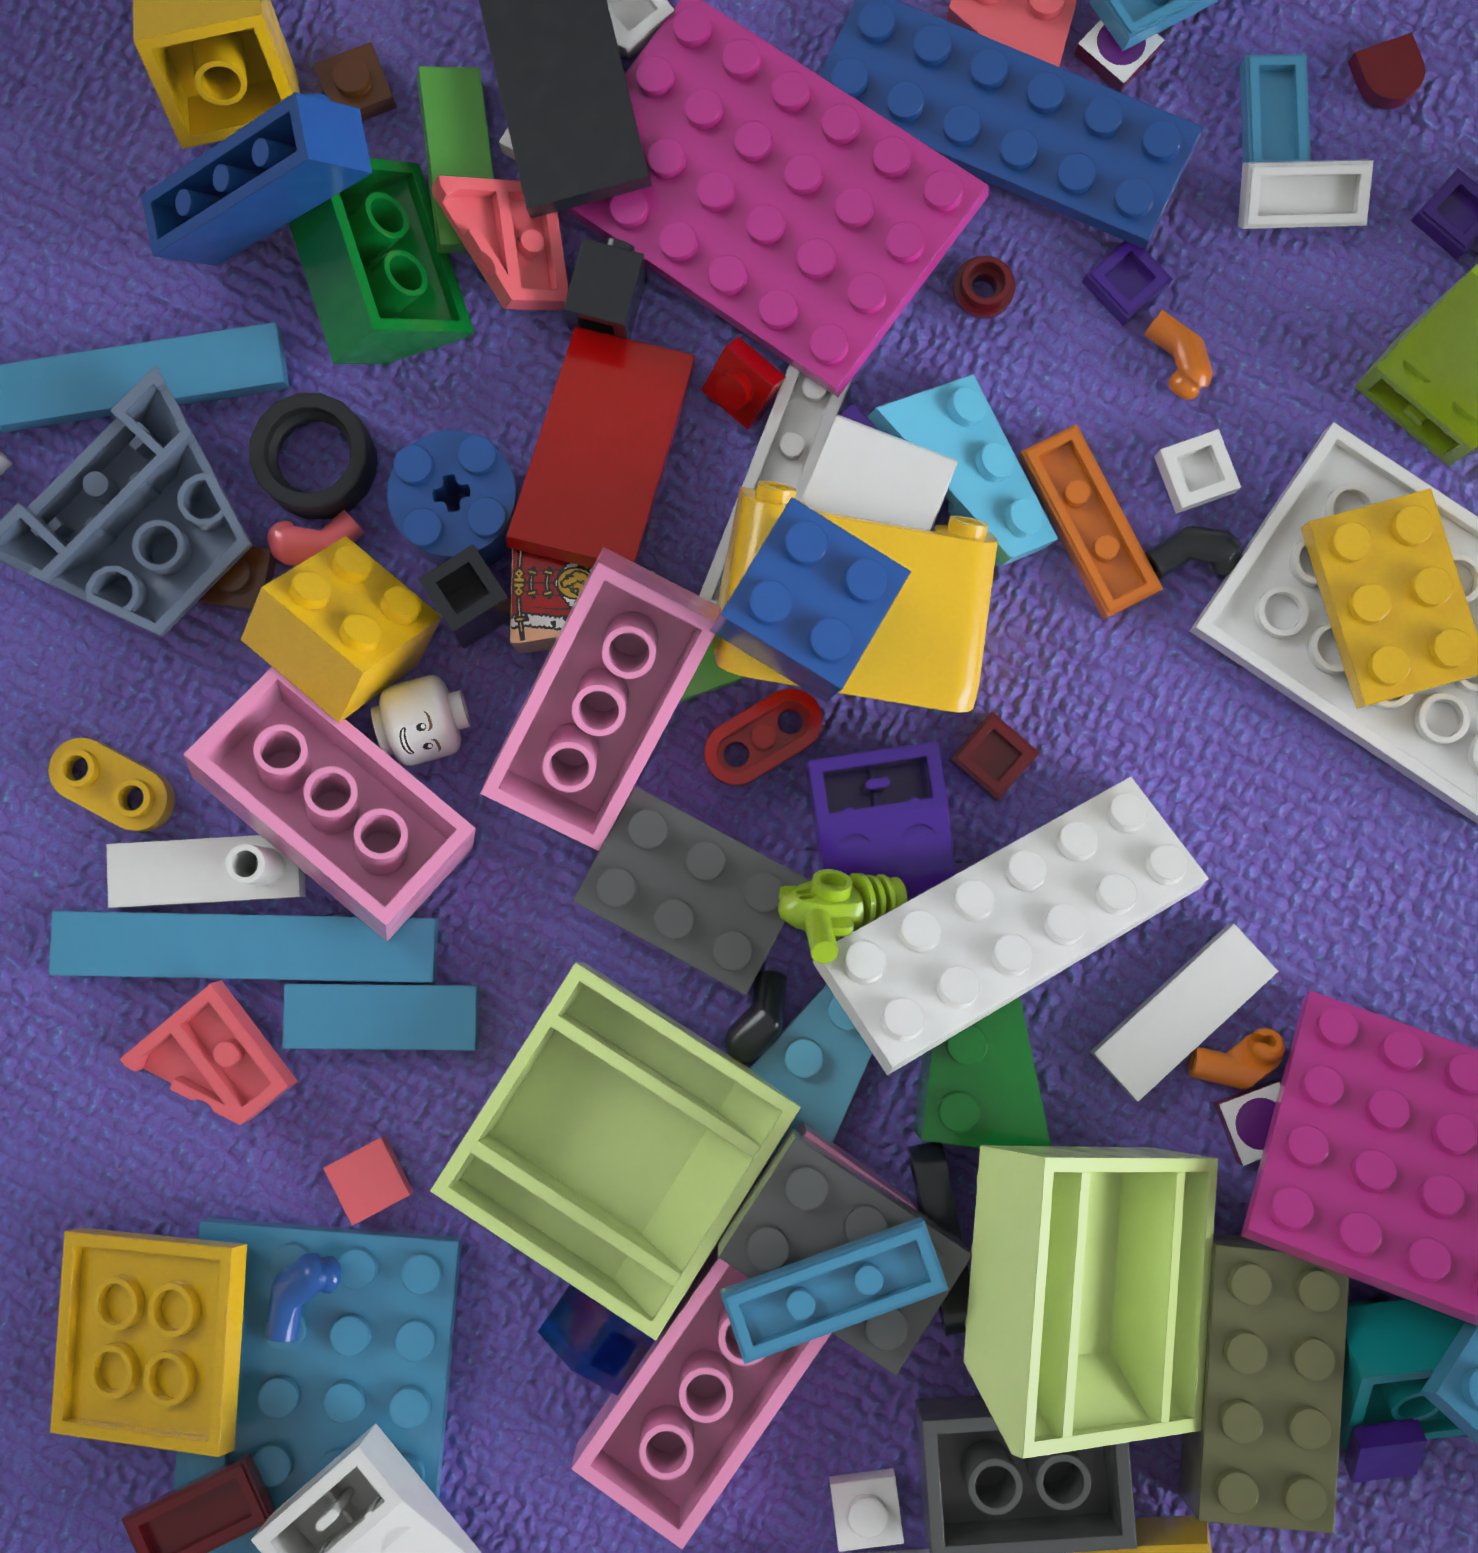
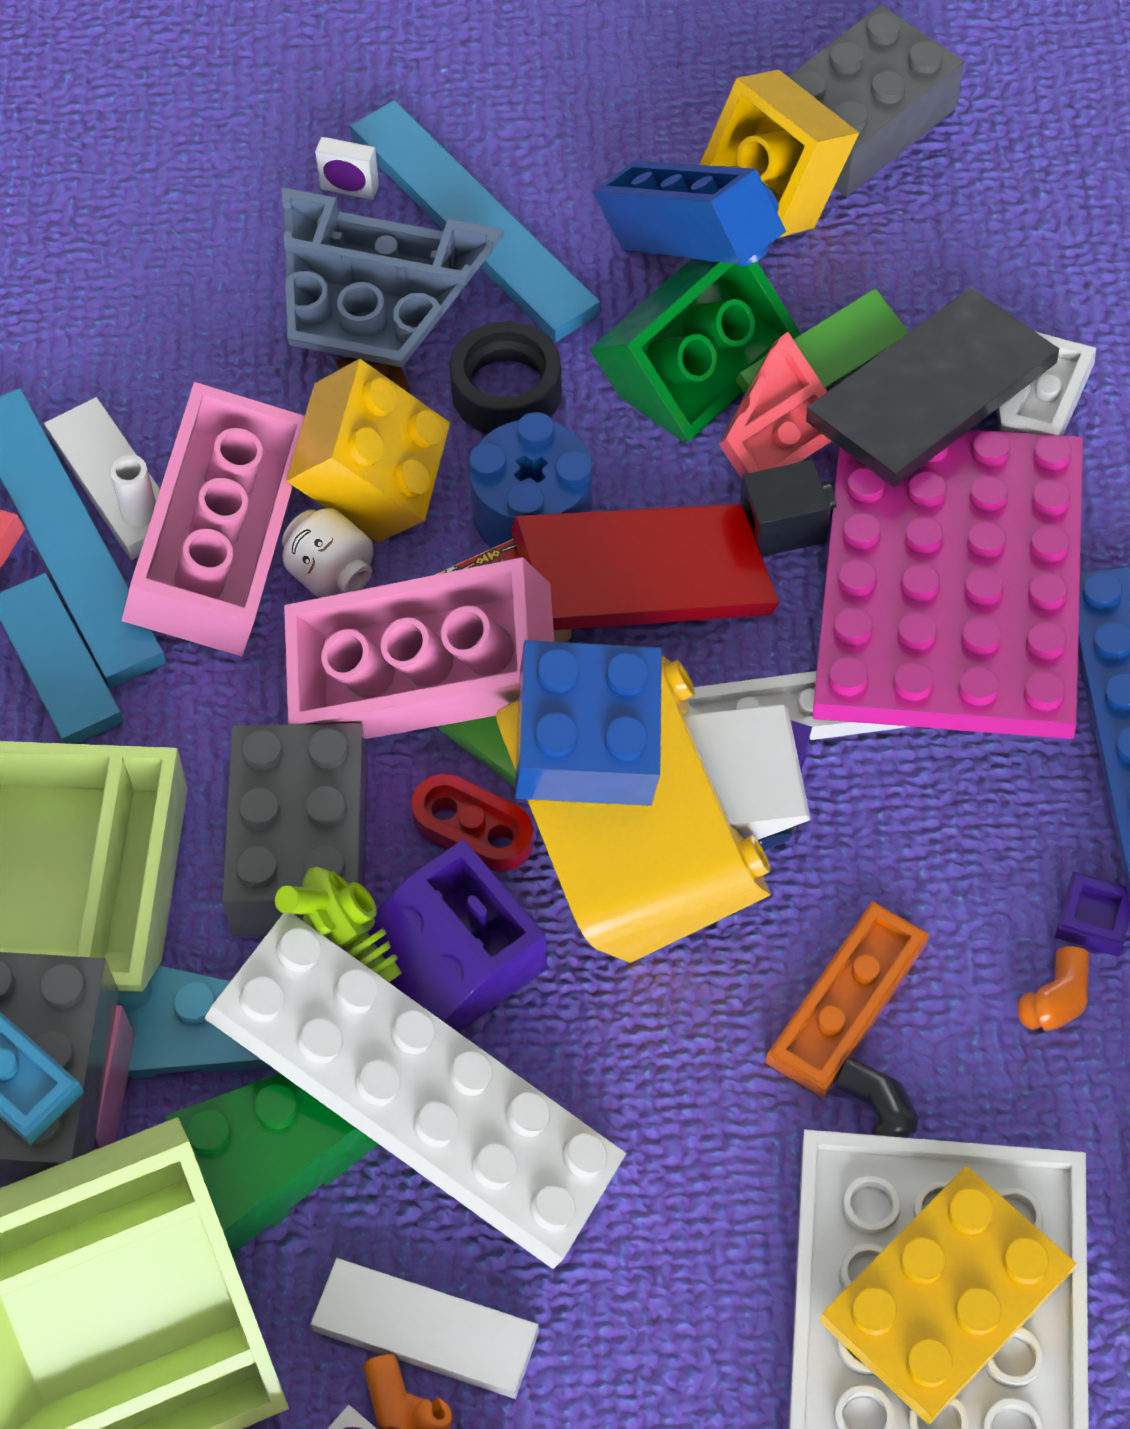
camera: 60 degrees right, 25 degrees down
(108, 783) = (151, 376): yellow plate -> none
(296, 544) = (461, 430): coral arm -> none
(357, 81) = (833, 264): reddish brown plate -> none
(467, 596) = (451, 526): black brick -> none
(743, 383) = (777, 644): red plate -> none
(762, 1022) = (202, 948): black arm -> none
(987, 477) = (826, 862): medium azure wing -> none
(988, 270) = (1005, 780): dark red plate -> none
(993, 756) = (573, 1028): dark red tile -> none
(1197, 471) = (956, 1060): white plate -> none

